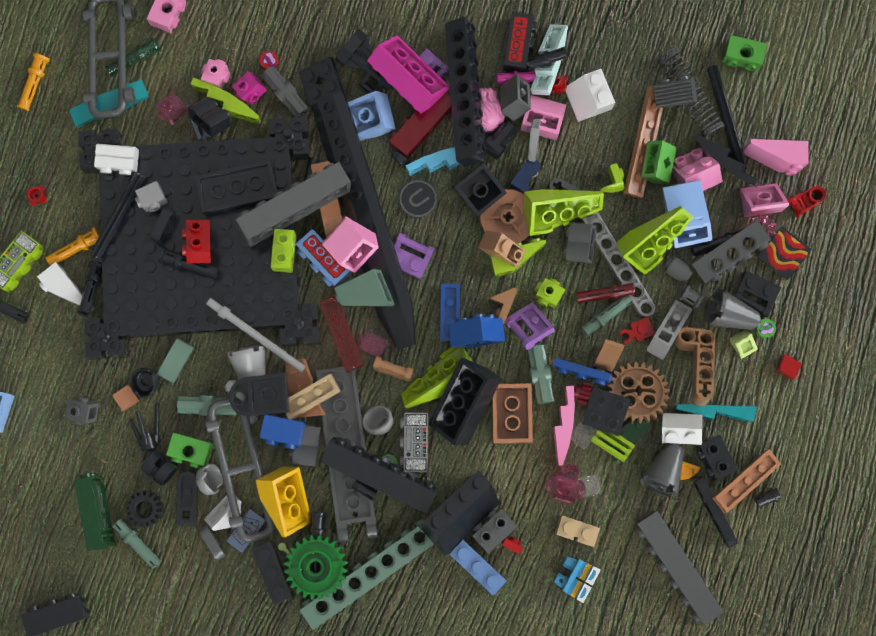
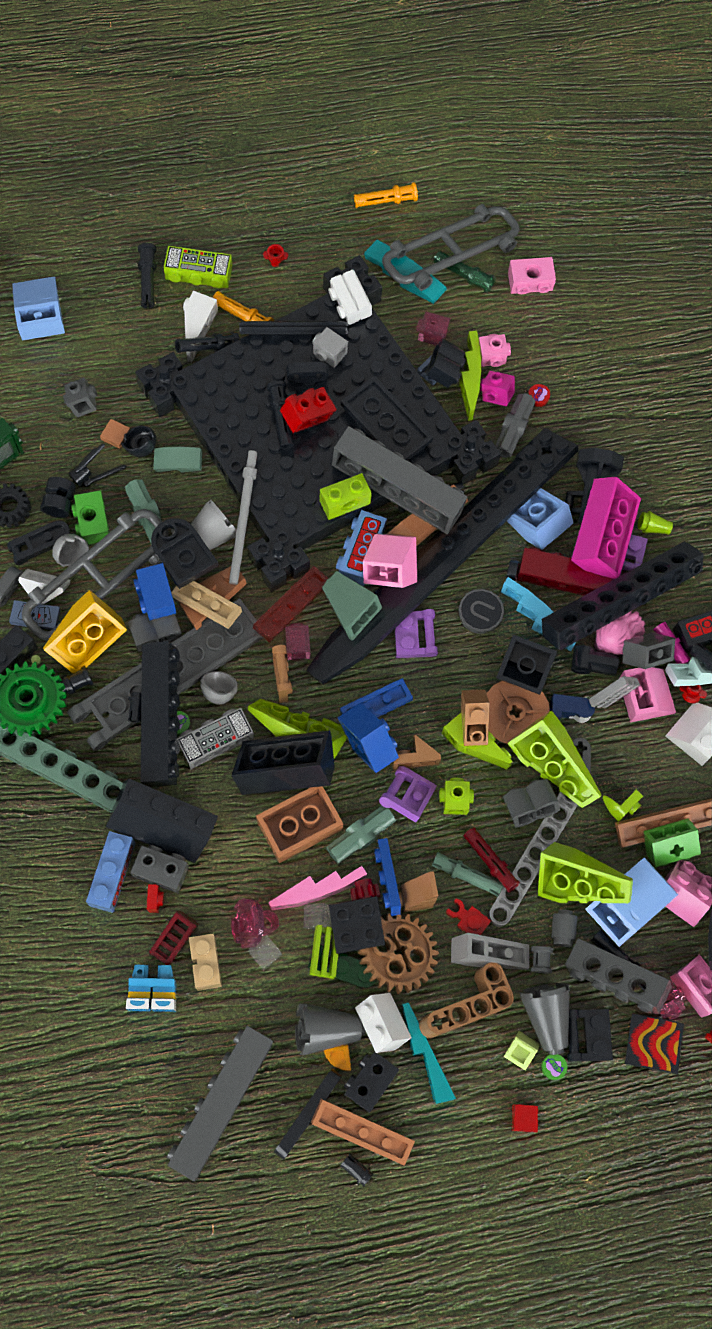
camera: 60 degrees right, 10 degrees down
(417, 37) = (653, 523): none -> lime cone
(538, 530) = (160, 955): none -> dark red slope

